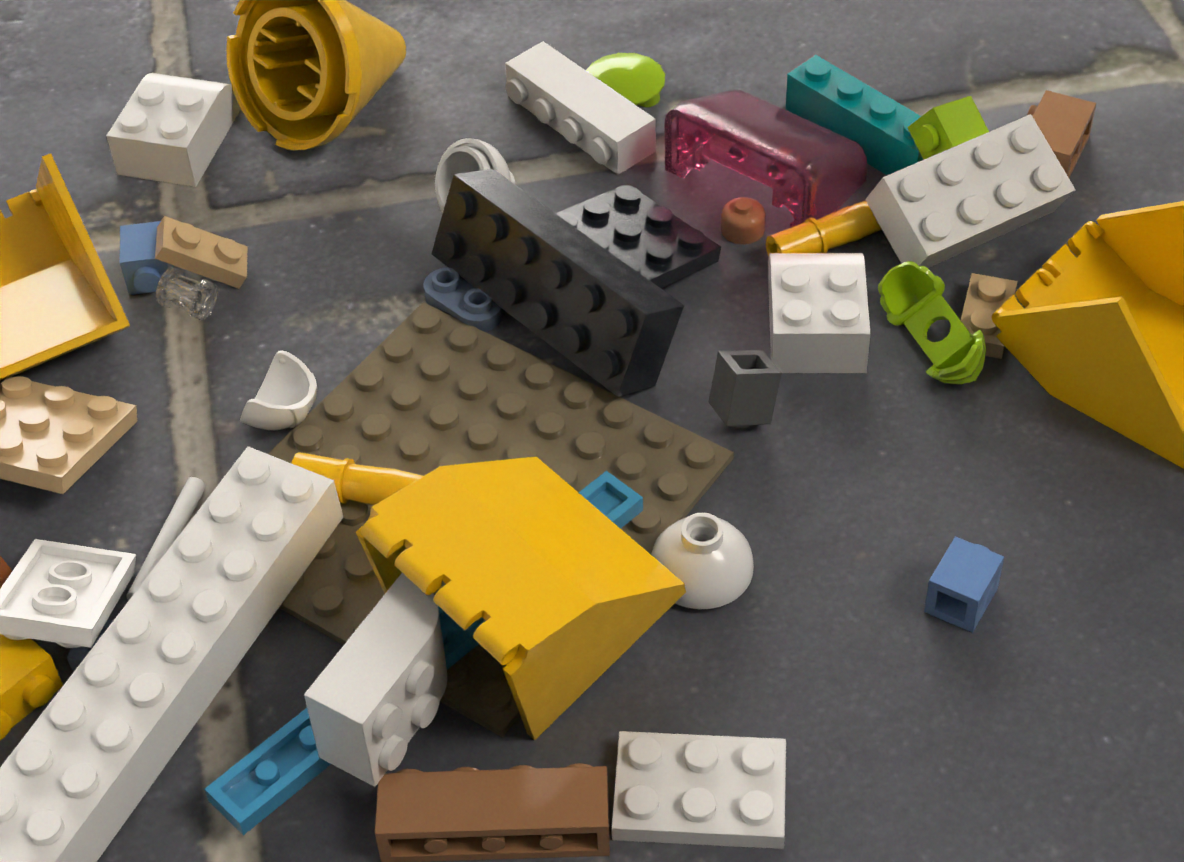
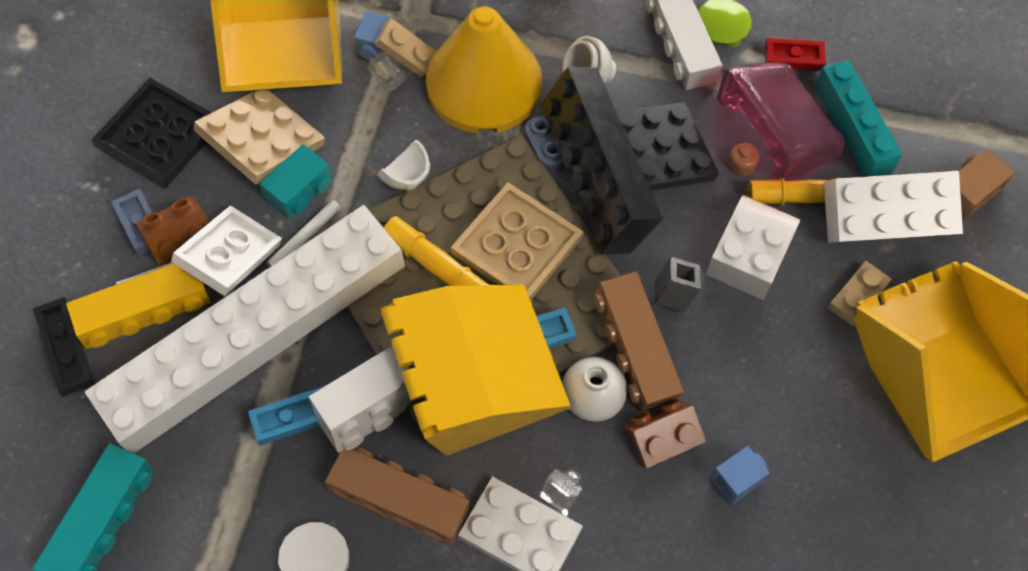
camera: 20 degrees right, 15 degrees up
(122, 474) = (296, 182): none -> teal brick
(330, 240) = (484, 75): none -> yellow cone
(490, 413) = (517, 241): none -> tan plate
(730, 705) = (562, 490): none -> clear tile
(732, 475) = (638, 341): none -> medium nougat brick
(755, 76) = (798, 54): none -> red plate
(832, 575) = (665, 432): none -> bracket
(915, 299) = (819, 265): lime piece -> none
(947, 126) = (900, 158): lime brick -> none

